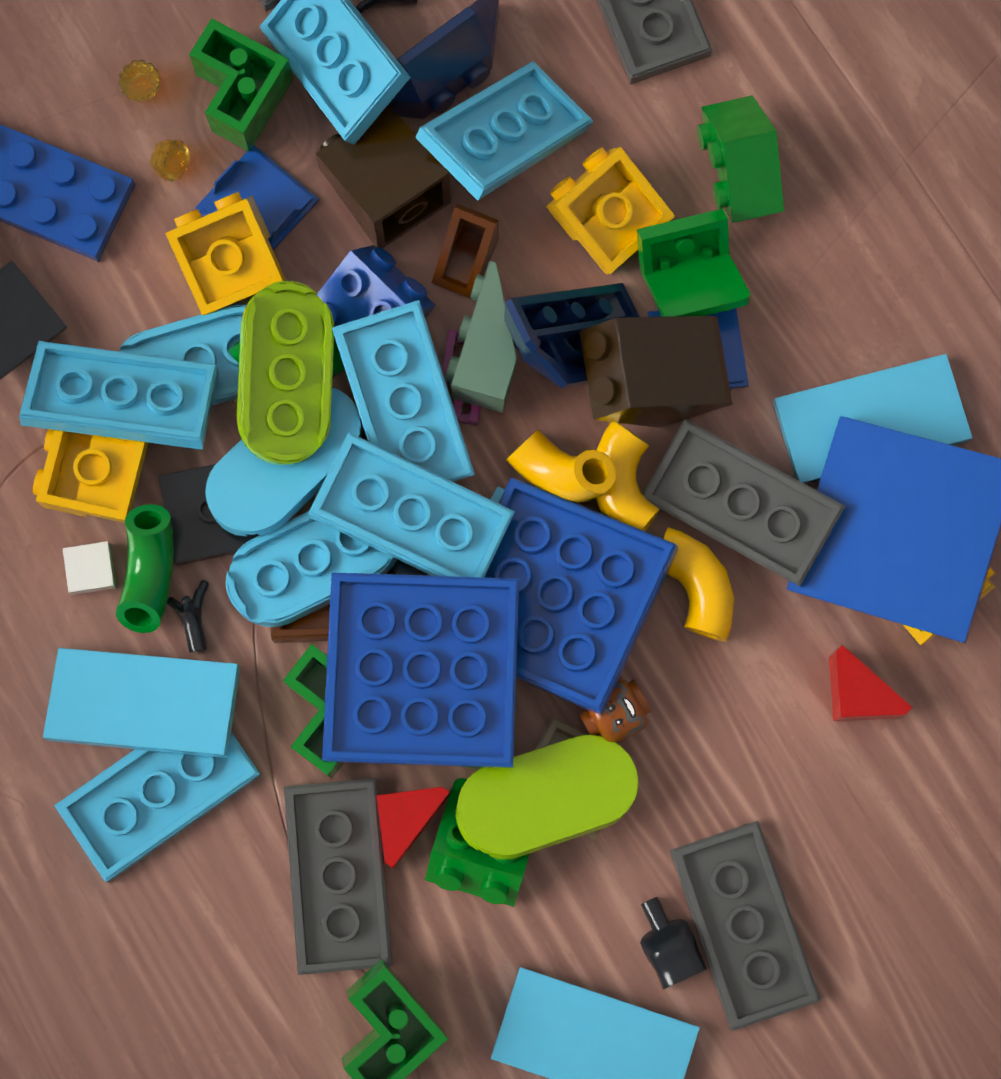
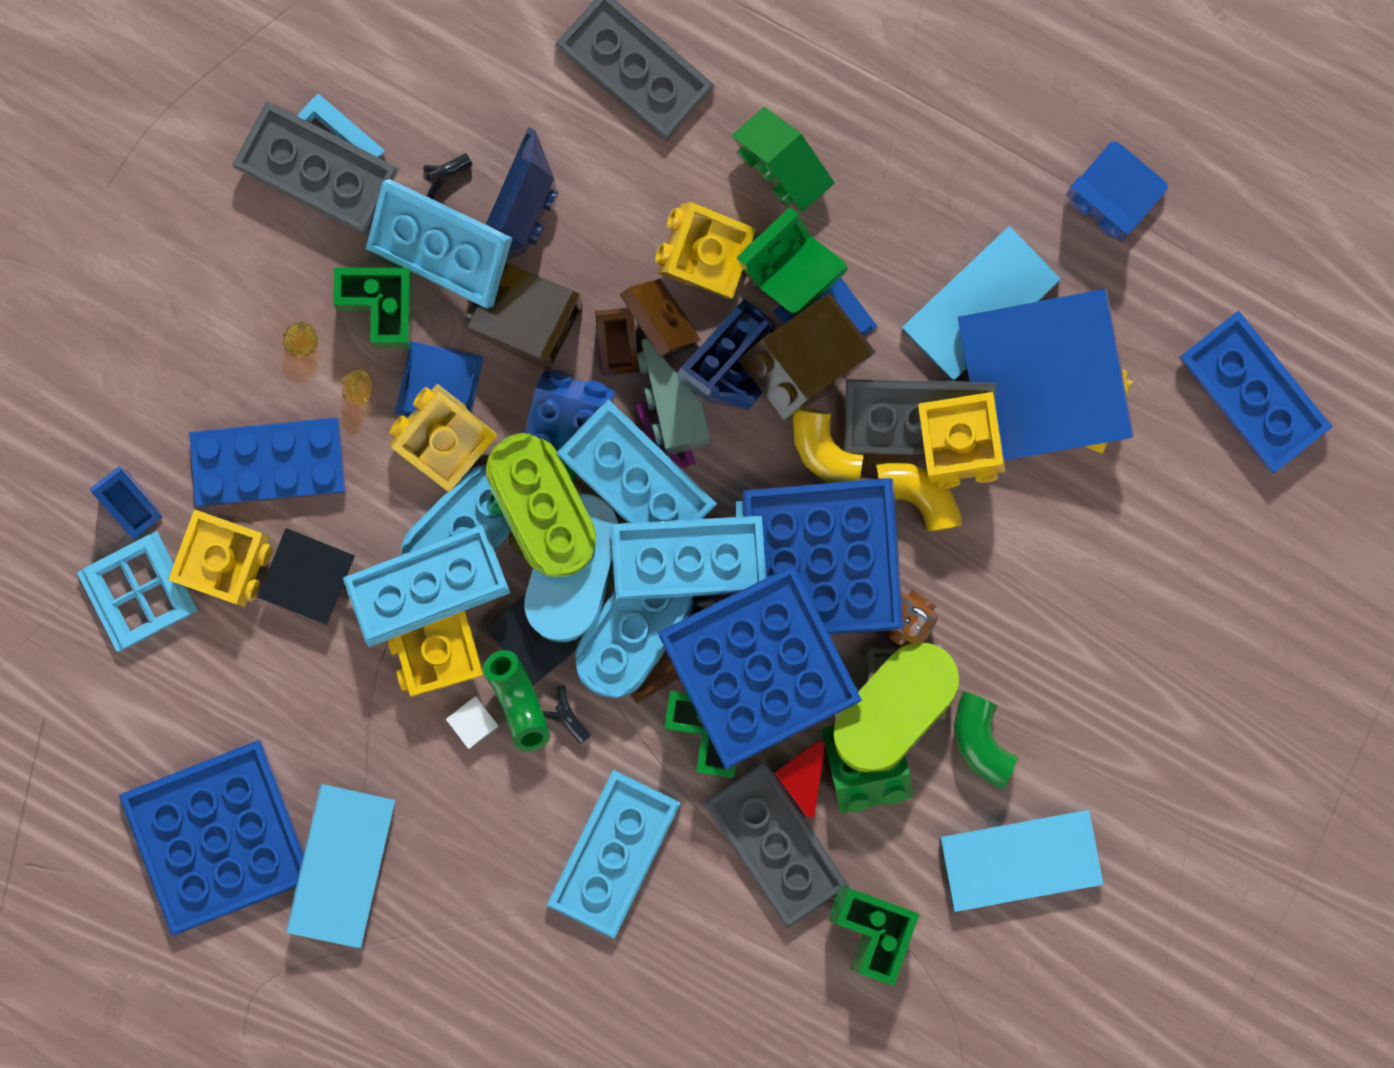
camera: 25 degrees left, 5 degrees up
(142, 702) = (568, 798): medium azure tile -> none
(504, 130) = (598, 234): medium azure tile -> none
(521, 247) = (660, 317): none -> reddish brown plate
(562, 474) = (777, 468): yellow cylinder -> none
(616, 885) = (977, 742): none -> green cylinder
(670, 946) = (1038, 765): black piece -> none
(744, 926) = (1082, 721): dark grey tile -> none
(775, 545) = (962, 440): none -> yellow plate
(860, 692) = (1075, 510): red slope -> none

